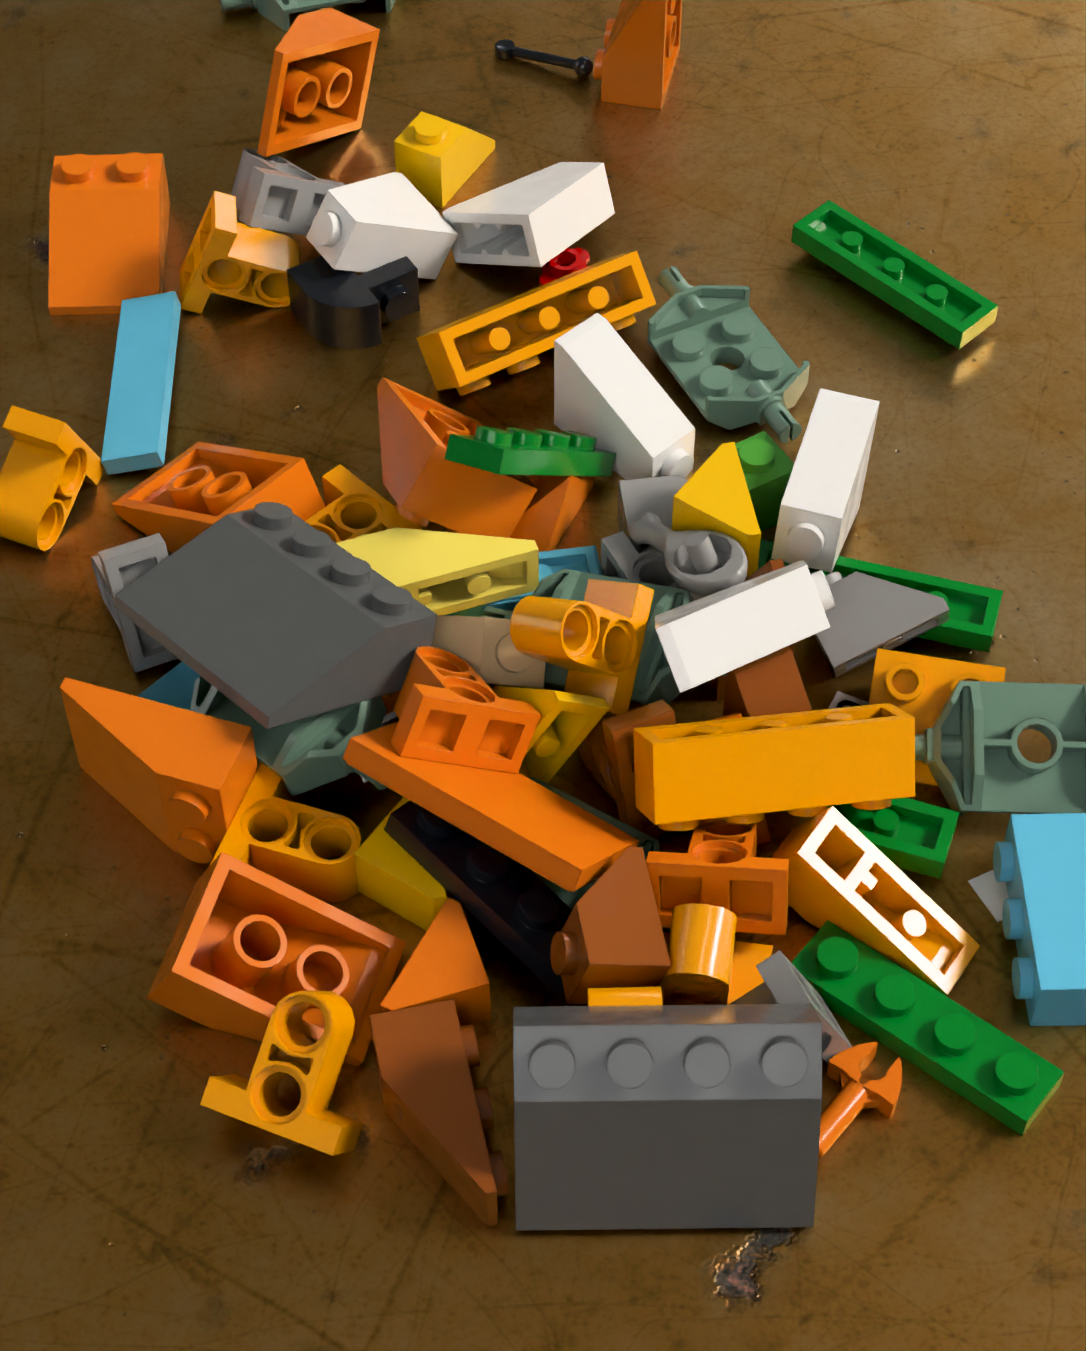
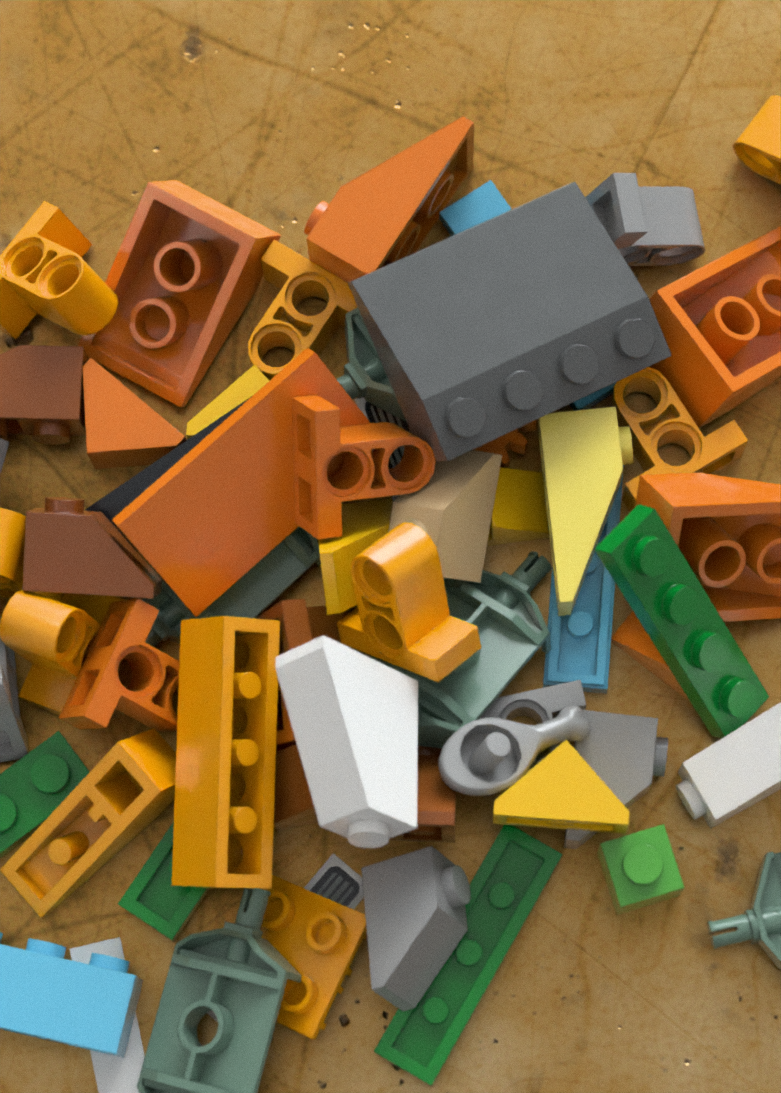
camera: 110 degrees right, 25 degrees up
(826, 481) = (589, 927): white slope -> none

